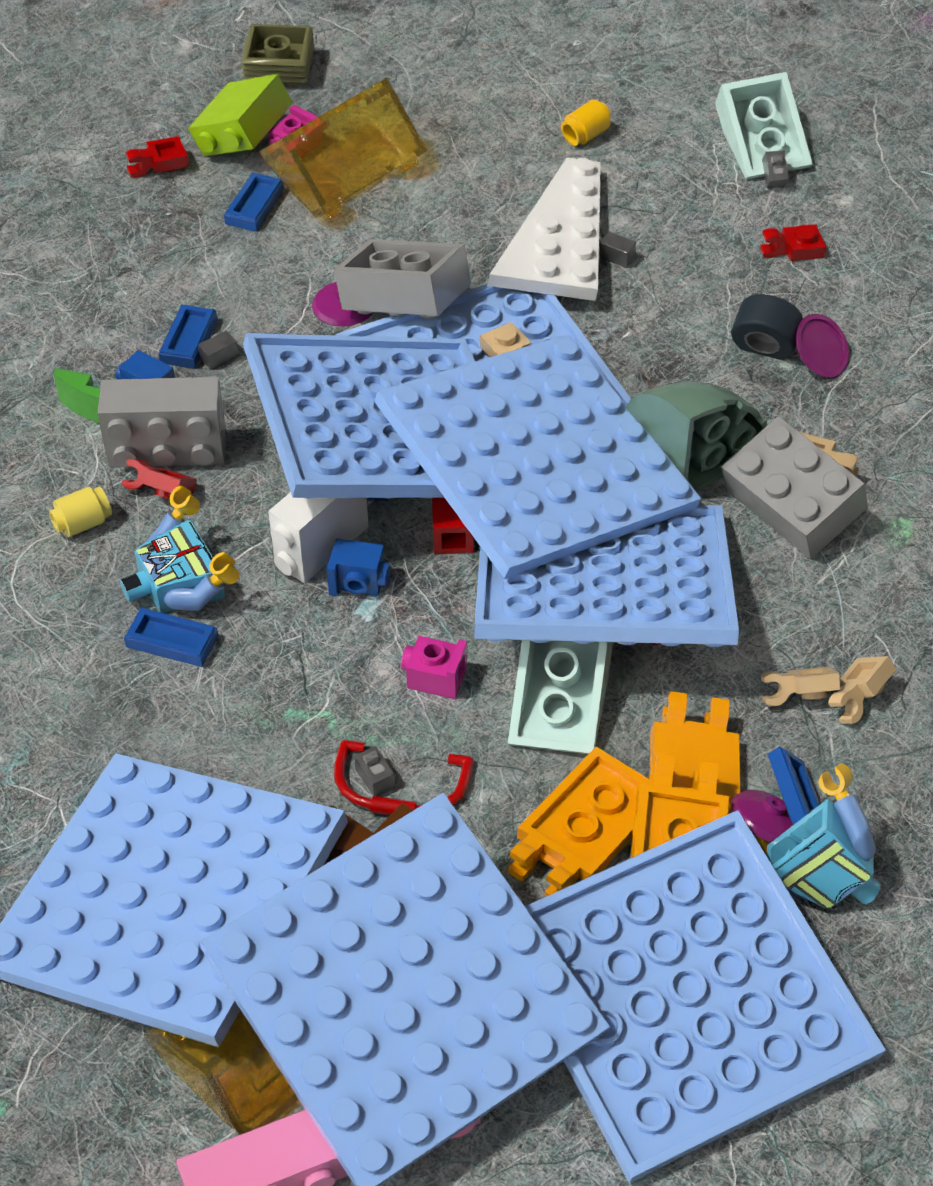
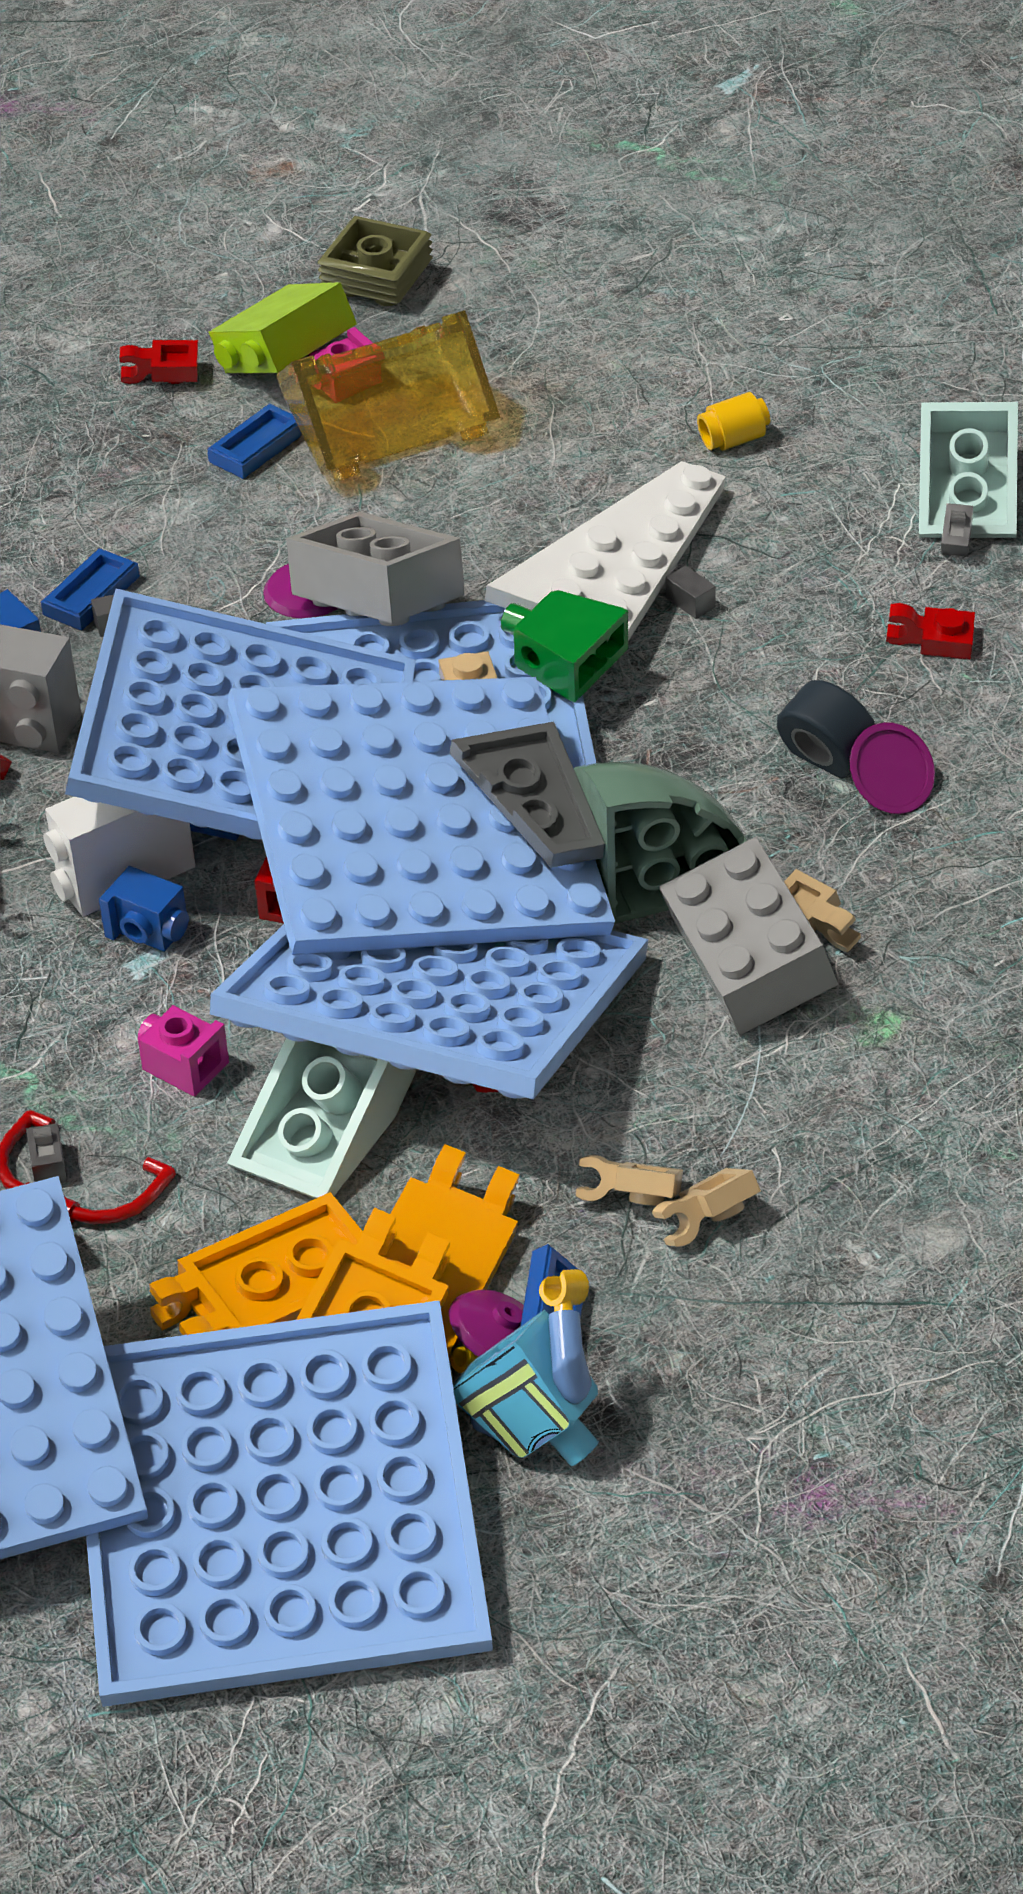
camera: 20 degrees right, 5 degrees down
(562, 302) = (567, 640): none -> green torso
(618, 416) = (535, 789): none -> dark grey wing

